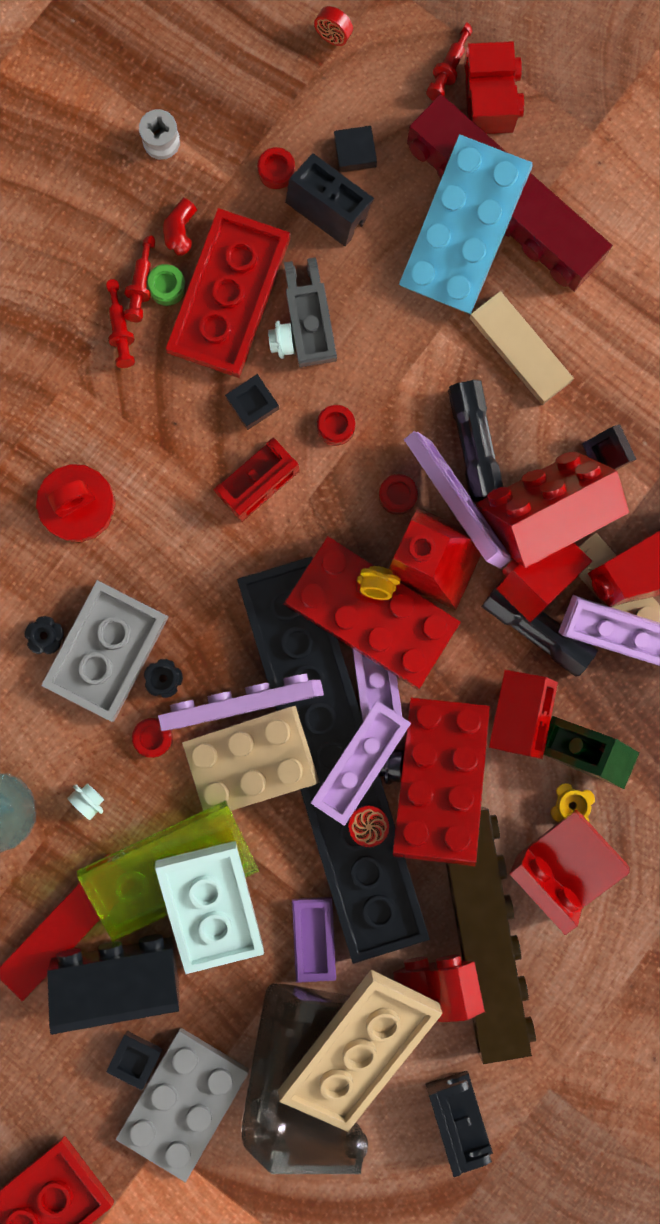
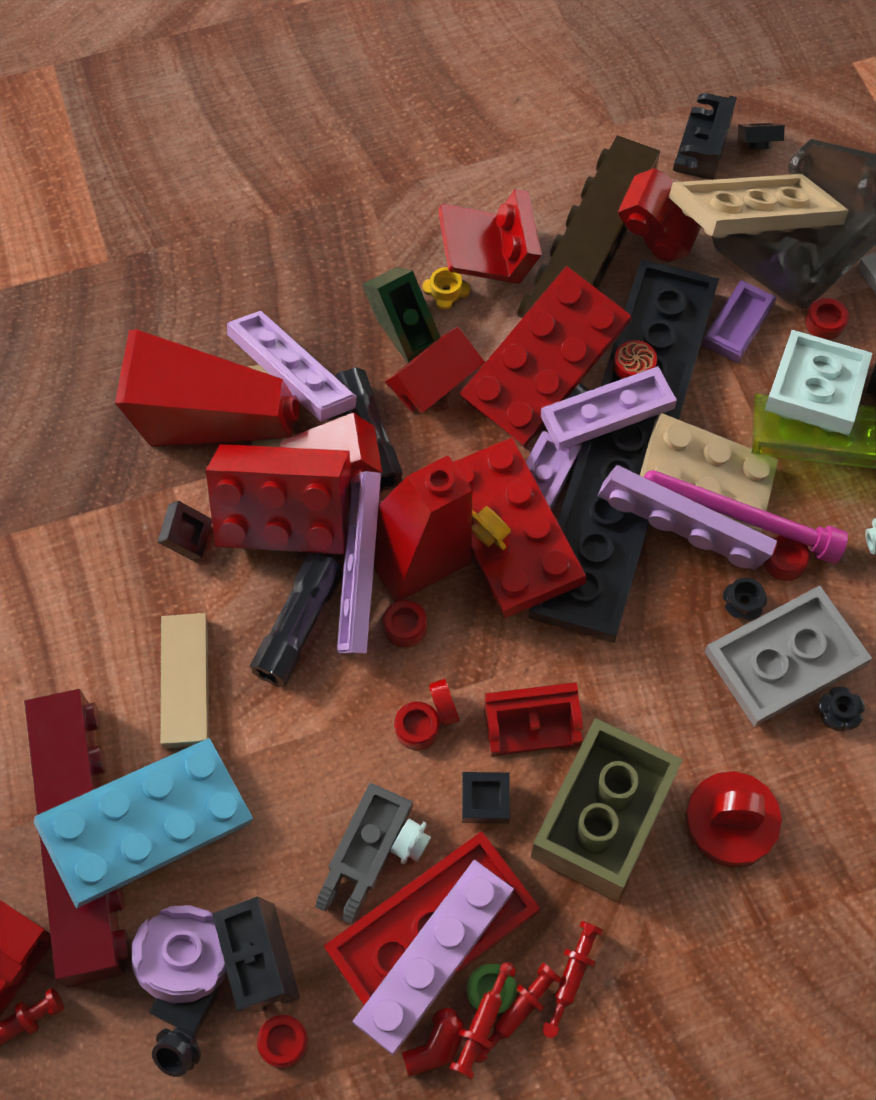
camera: 140 degrees left, 20 degrees down
(127, 765) = (826, 542): none -> dark pink piece
(154, 242) = (481, 1025): none -> red piece
(161, 440) = (605, 809): none -> olive brick
(212, 269) = (433, 957): none -> lavender plate
(243, 991) = (827, 318): none -> red tile
(326, 448) = (443, 702): none -> red tile
(336, 115) = (176, 1051): none -> black plate
(380, 166) = (178, 955): none -> lavender tile
(411, 1159) = (761, 134): none -> black plate

